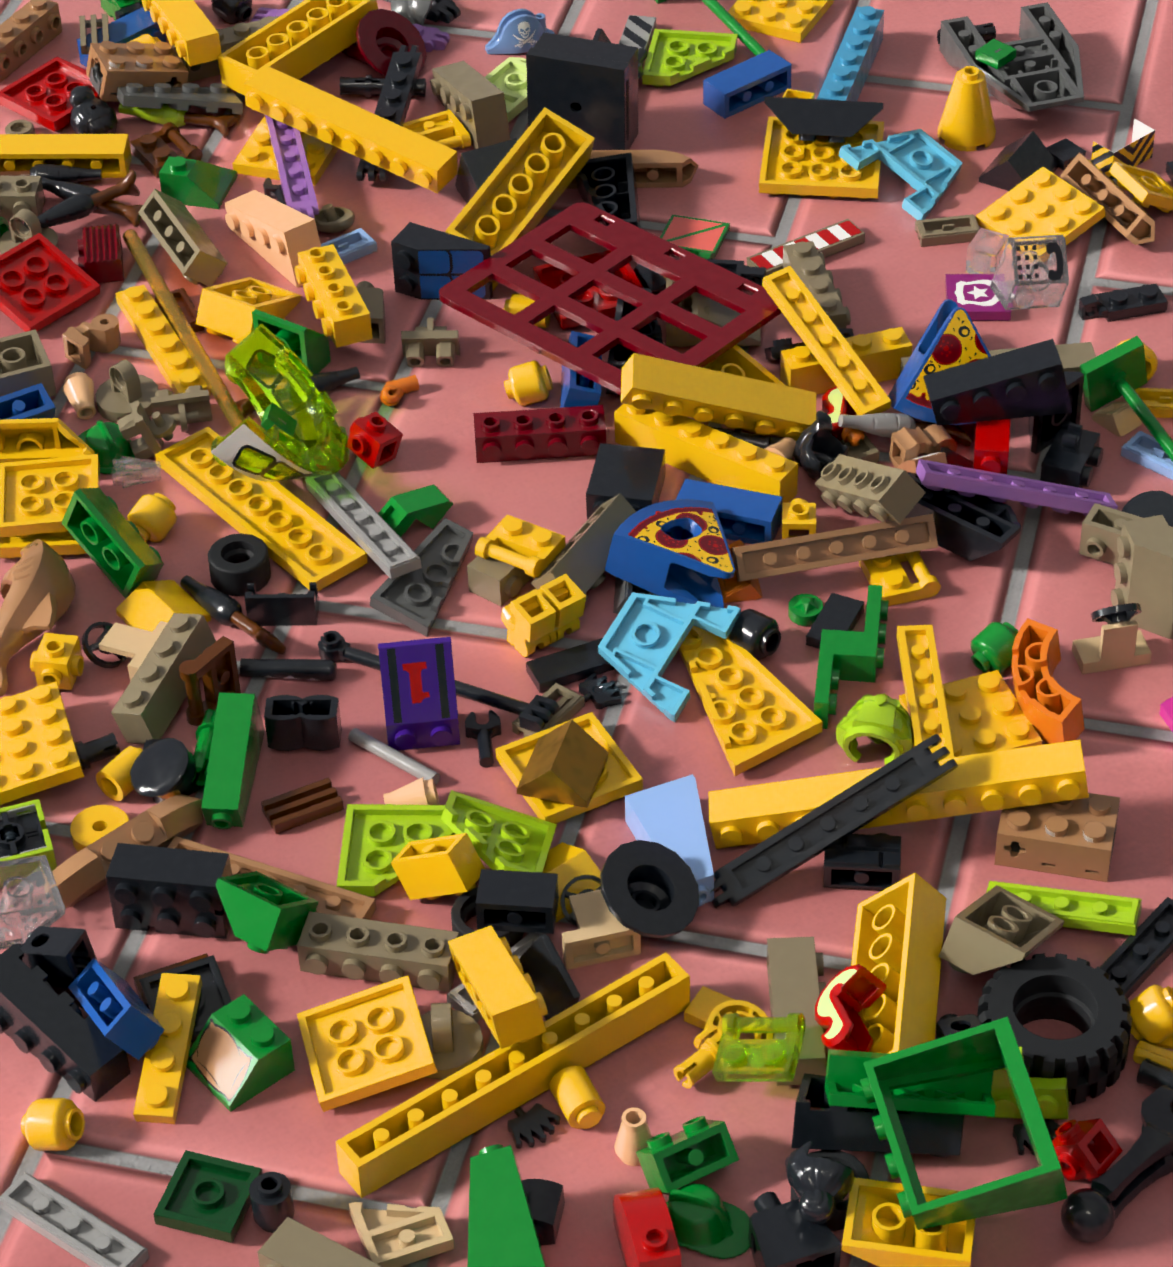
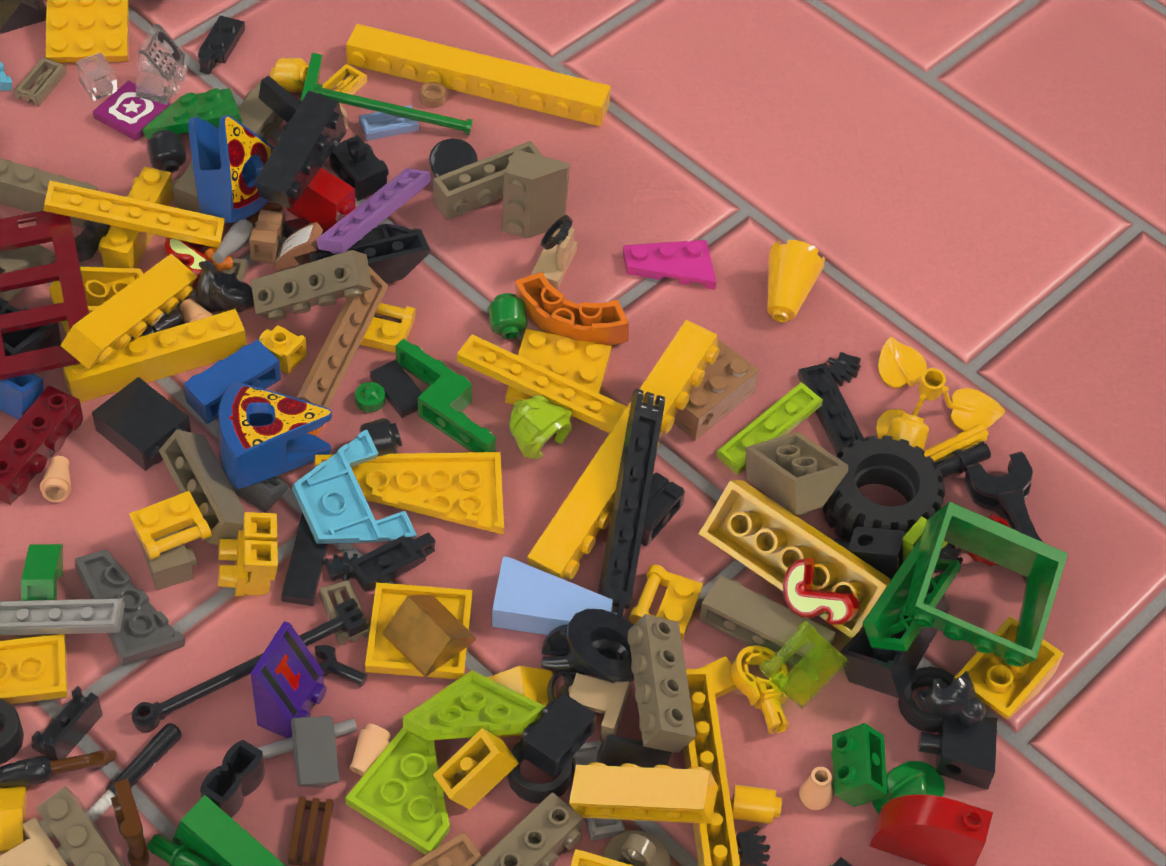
camera: 65 degrees left, 10 degrees up
(374, 758) = (315, 751): none -> dark grey slope
(519, 469) = (56, 481): none -> light nougat cone
(630, 712) = (391, 560): none -> black hinge
(634, 941) = (661, 684): none -> dark tan brick
(749, 941) = (678, 600): none -> yellow plate
(1014, 328) = (207, 106): none -> green wing
(1074, 350) = (278, 98): none -> black tile

